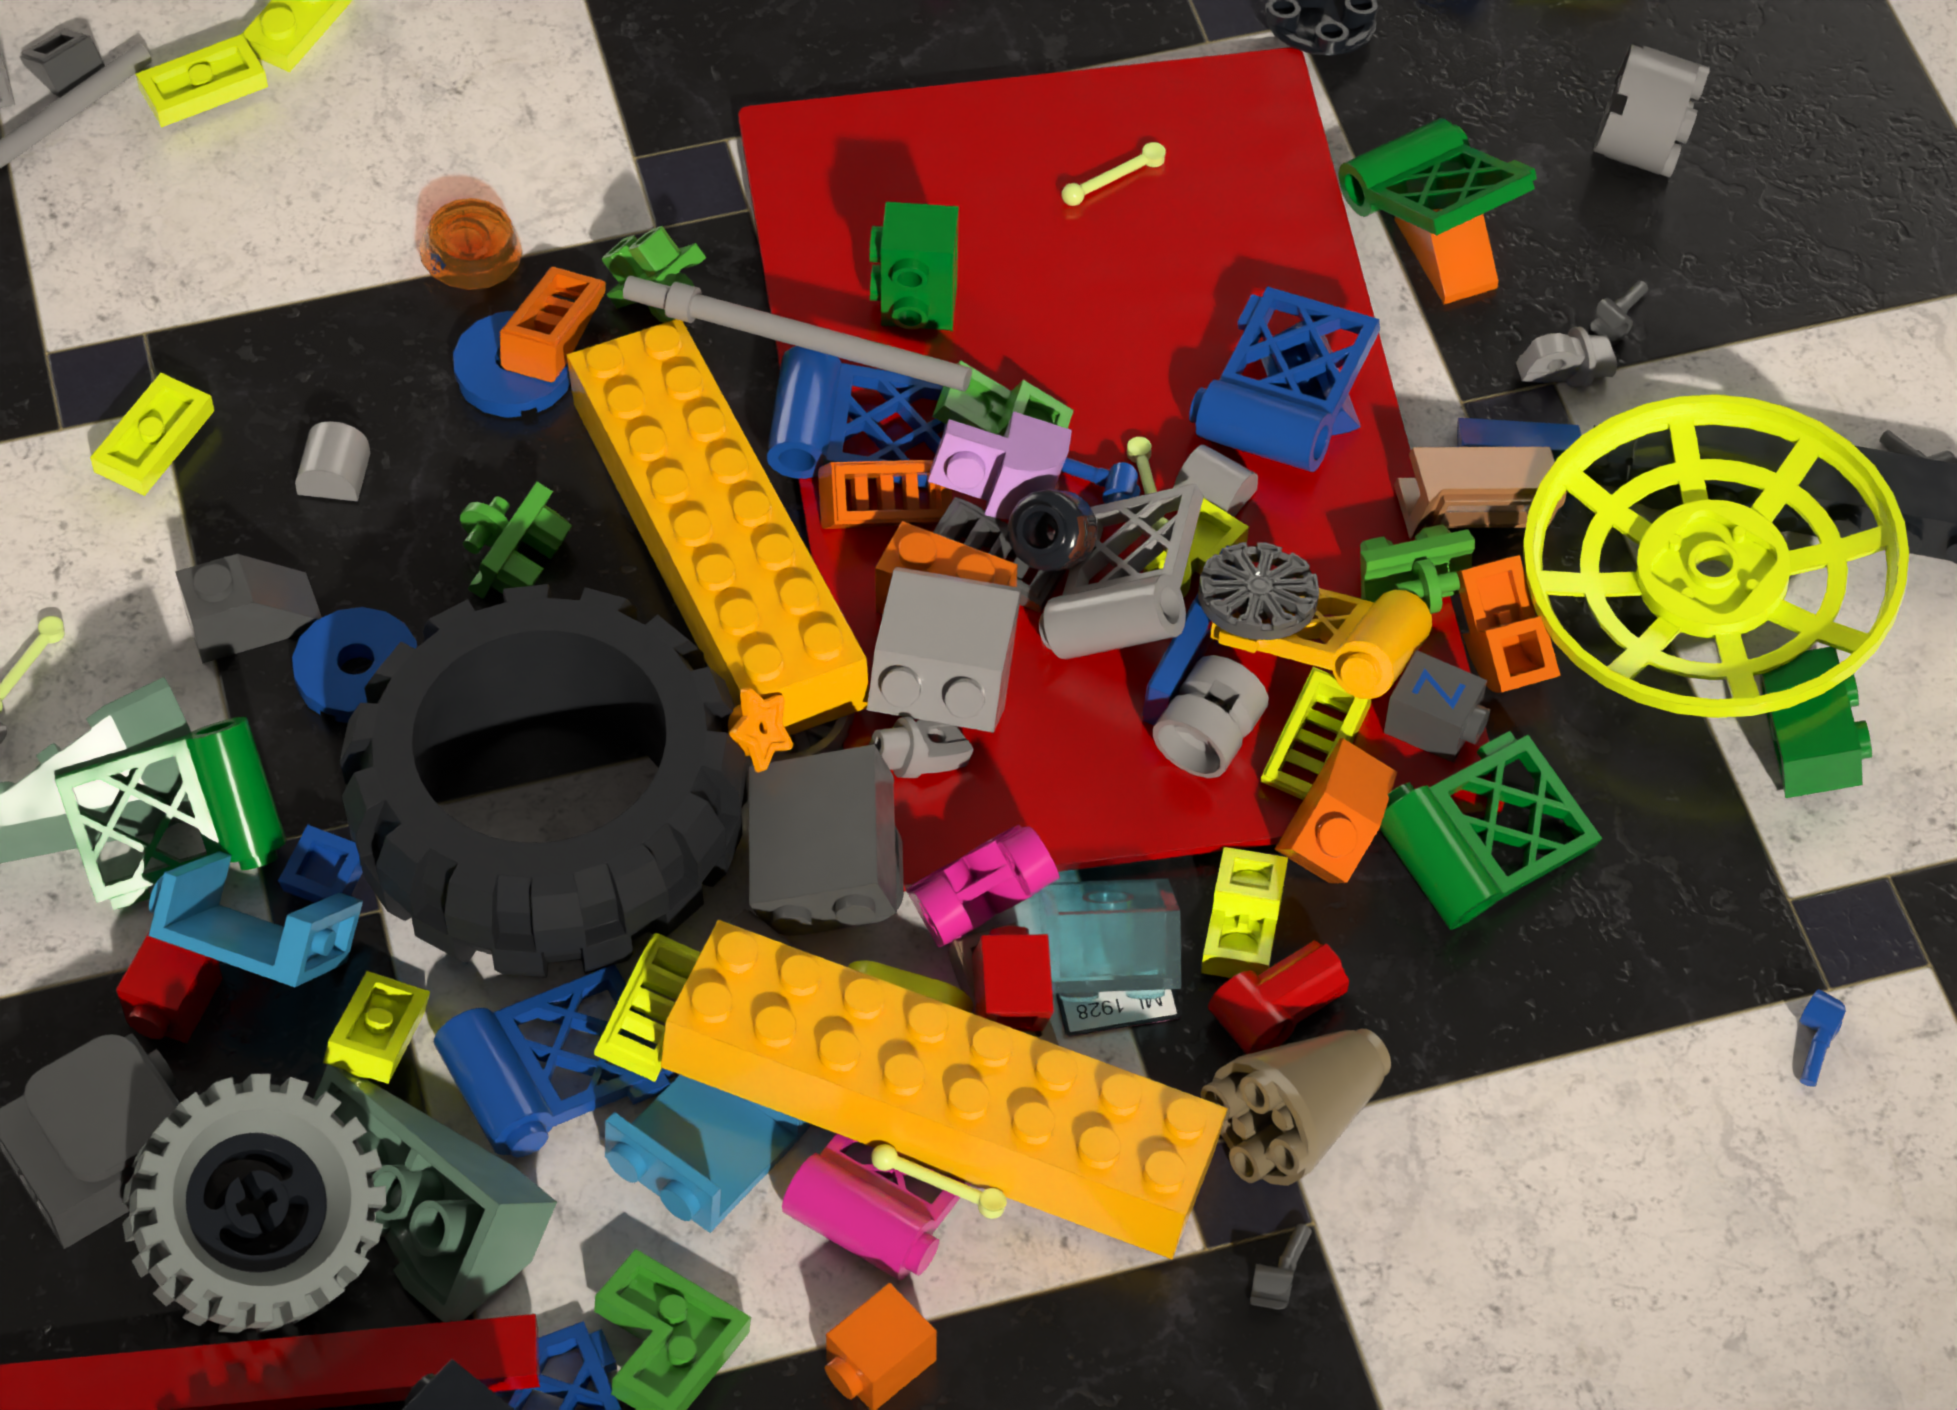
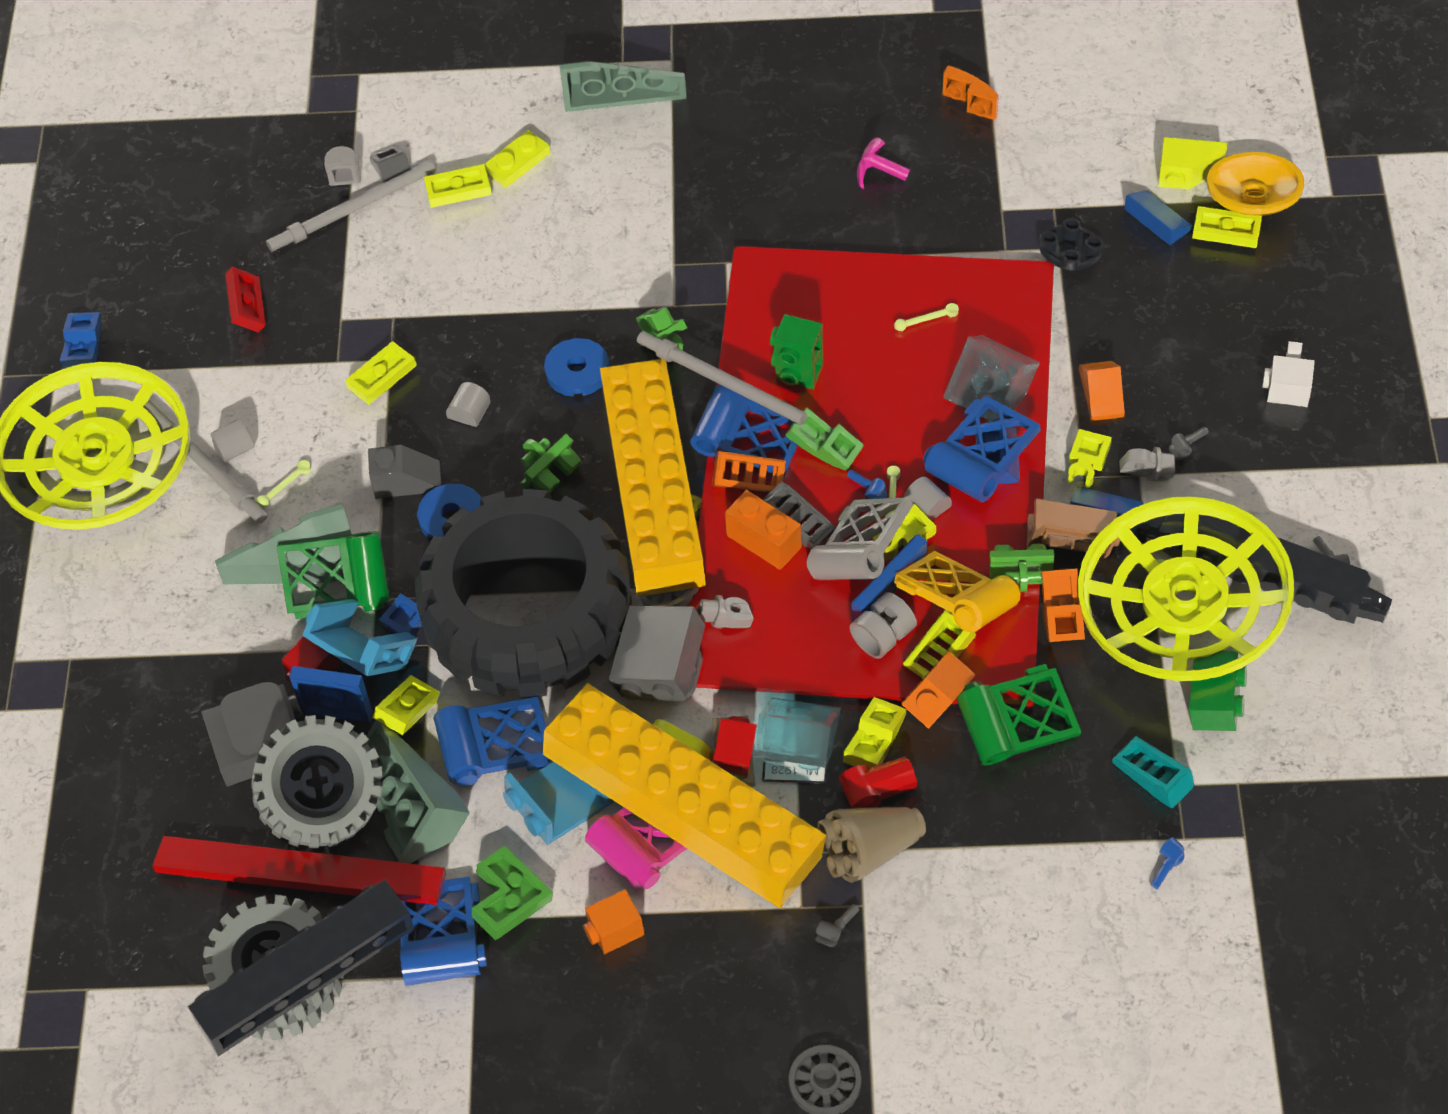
camera: 20 degrees right, 0 degrees up
(230, 1034) = (331, 694): none -> blue tile
(470, 244) = (572, 299): clear orange hat -> none
(548, 327) = (582, 356): orange slope -> none
(663, 968) = (553, 703): neon yellow slope -> none
(759, 727) = (628, 586): light orange plate -> none
(944, 649) = (749, 563): light grey slope -> none
(983, 883) = (733, 692): dark pink piece -> none
(990, 1202) = (692, 858): yellowish green hinge -> none
(999, 466) = (815, 475): lavender brick -> none
(1033, 527) = (826, 509): black head -> none
(1257, 245) = (990, 371): none -> clear light blue slope
(1258, 591) = (924, 562): dark grey wheel -> none
(1430, 173) = (1105, 338): green piece -> none
(1437, 707) = (1008, 643): dark grey brick -> none
(1463, 362) = (1088, 455): none -> neon yellow plate
(1650, 109) = (1236, 330): light grey brick -> none
(1758, 175) = (1289, 378): none -> white brick
(1762, 908) = (1170, 787): none -> teal slope

